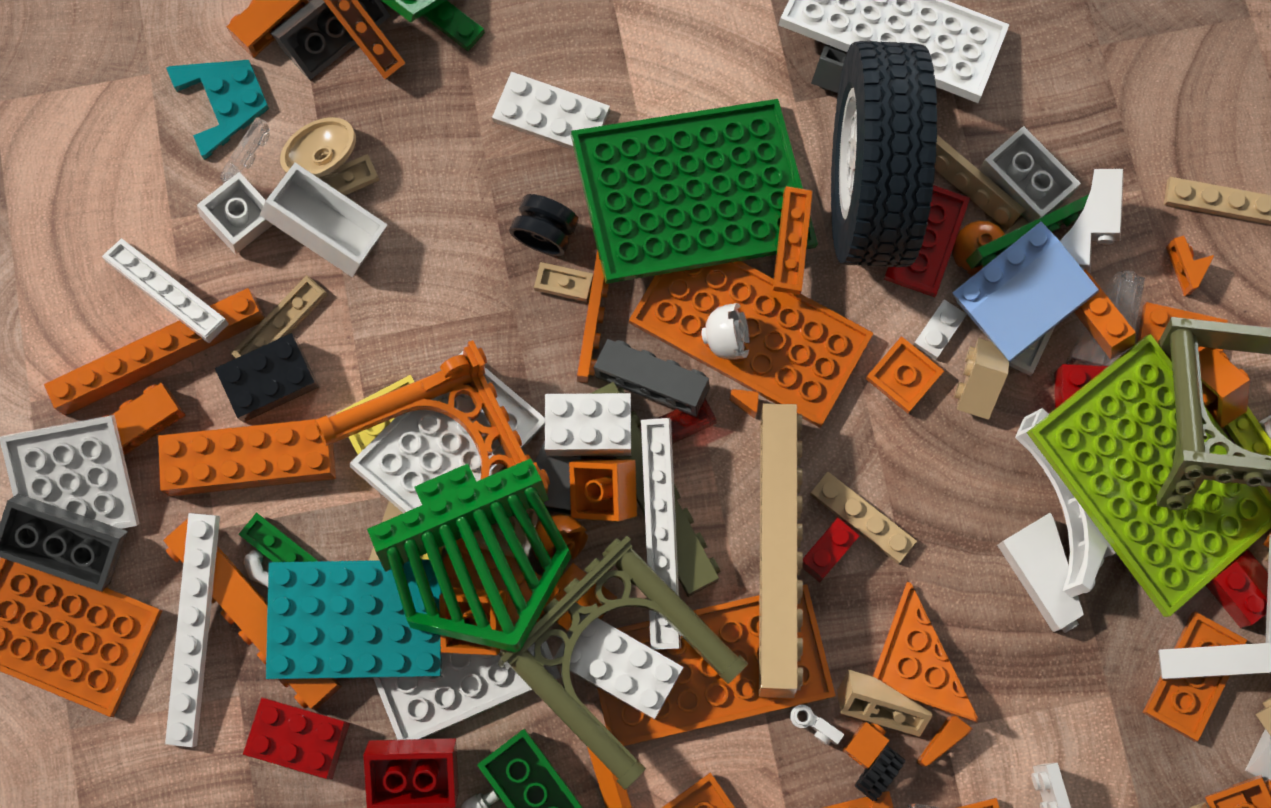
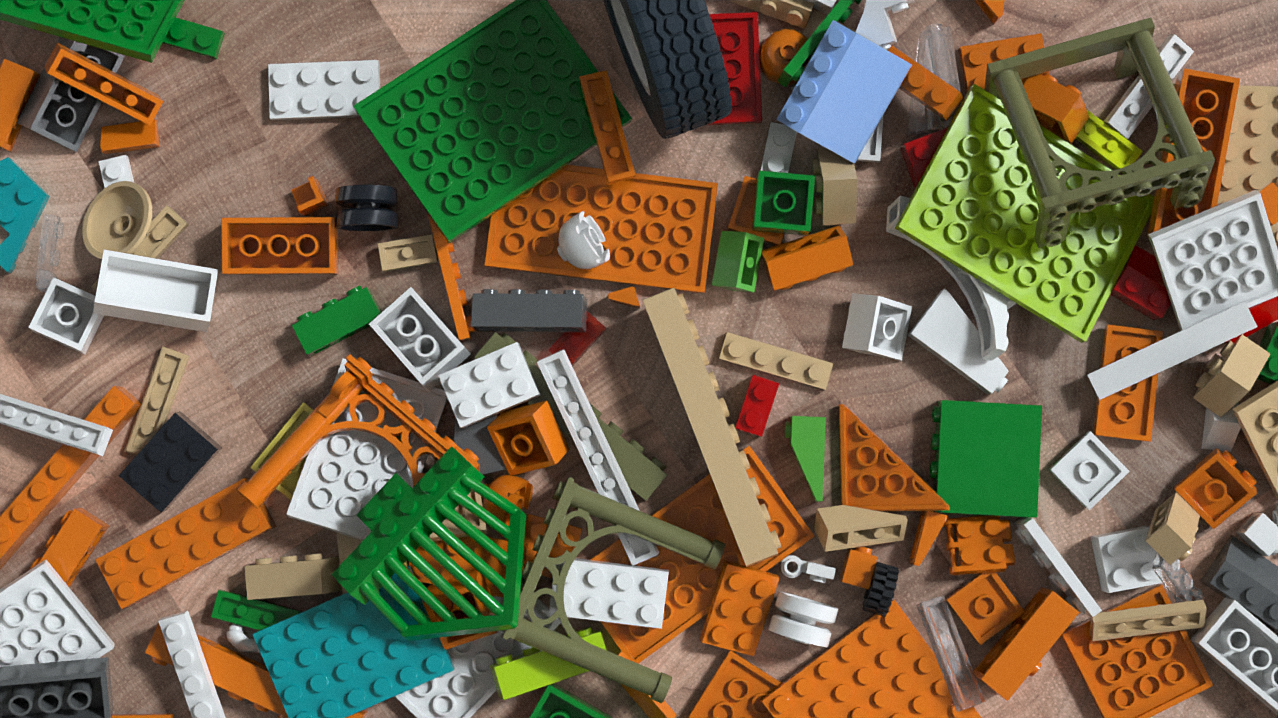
camera: 20 degrees left, 10 degrees up
(328, 527) = (291, 577): none -> tan wedge
(337, 107) = (116, 170): none -> white plate
(361, 85) = (129, 137): none -> orange slope
(451, 228) = (279, 246): none -> orange brick
(474, 315) = (336, 320): none -> green brick
(497, 198) = (309, 197): none -> orange panel
(518, 708) = (536, 668): none -> lime brick
(541, 358) = (419, 338): none -> white brick
(735, 735) = (739, 608): none -> orange plate
(796, 766) = (802, 622): none -> white wheel
(862, 608) = (808, 446): none -> bright green slope
(864, 409) = (737, 261): none -> bright green brick
(928, 371) = (783, 203): none -> green brick
(930, 433) = (807, 258): none -> orange brick
(972, 523) = (877, 326): none -> white slope
(993, 772) = (980, 544): none -> orange plate
(1032, 689) = (987, 457): none -> green panel
(1126, 744) = (1089, 470): none -> white plate

